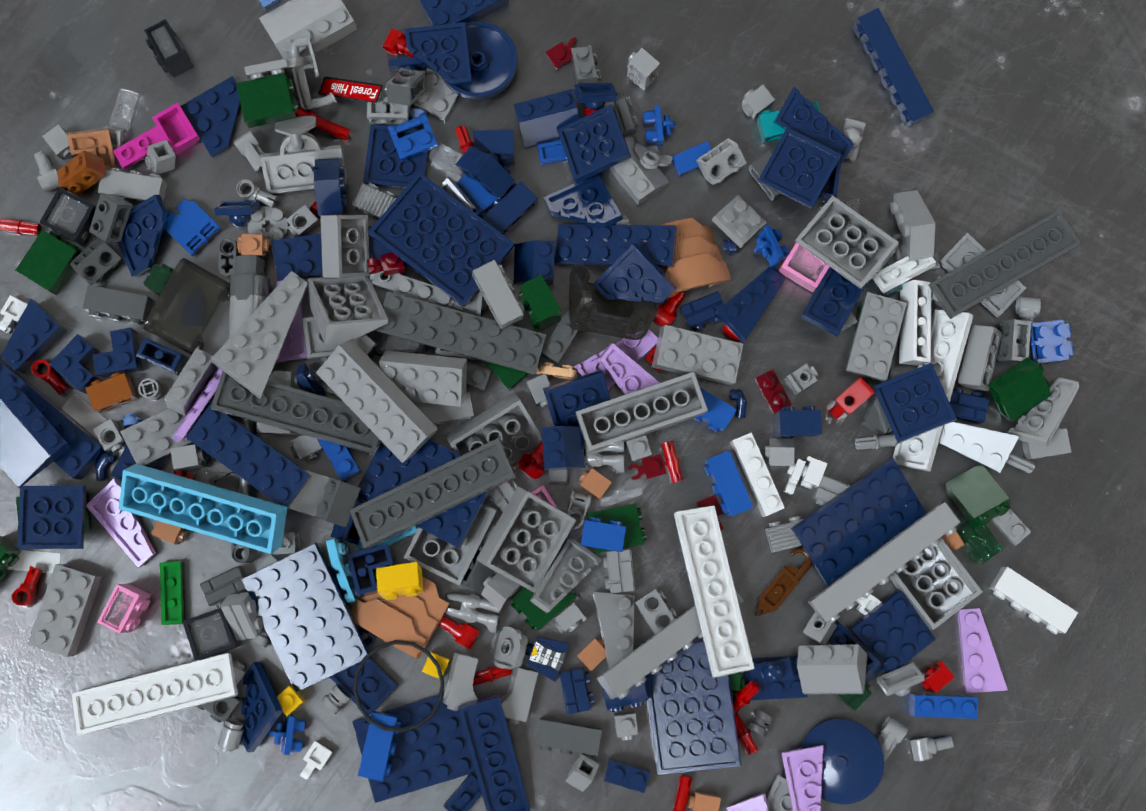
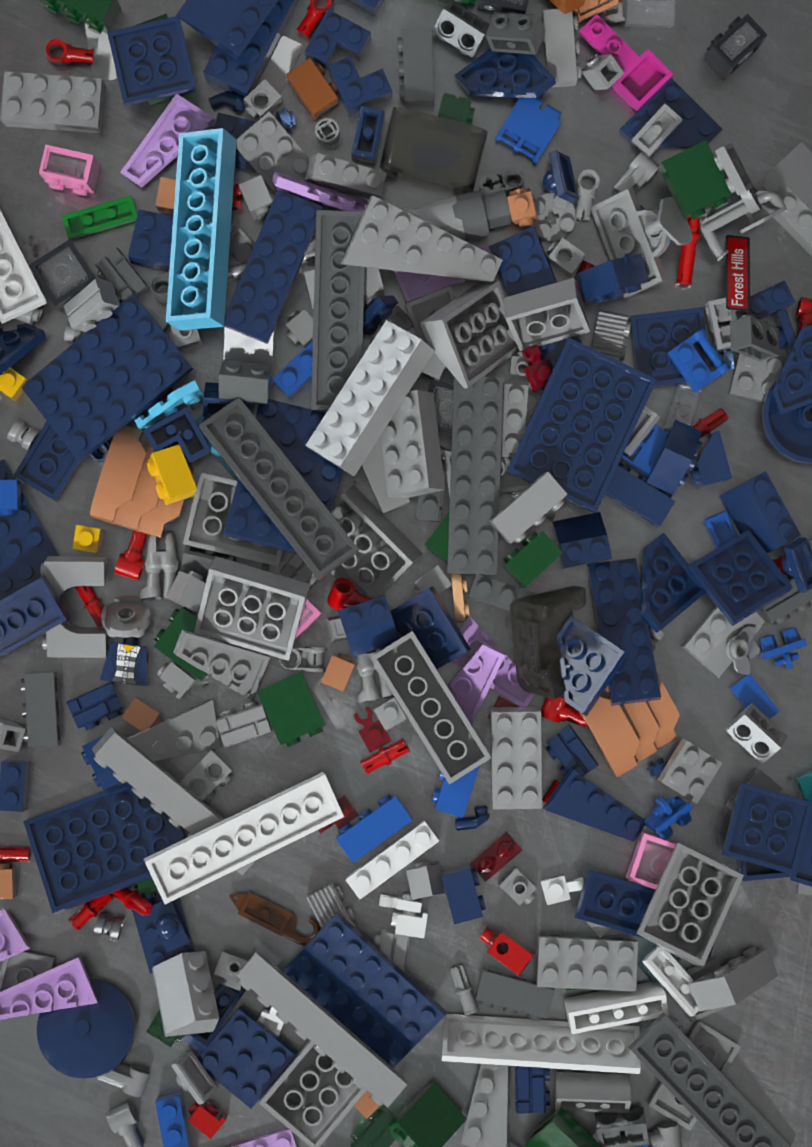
camera: 80 degrees right, 5 degrees up
(202, 552) = (151, 240): none -> dark blue brick
(219, 125) = (657, 130): none -> light grey plate
(361, 666) = (84, 464): black piece -> none
(378, 69) = (770, 301): none -> dark blue brick
(603, 535) = (278, 696): blue brick -> none
(626, 725) = (70, 772): light grey brick -> none
(810, 348) = (557, 888): none -> white plate
(914, 403) = (517, 1025): dark blue plate -> none

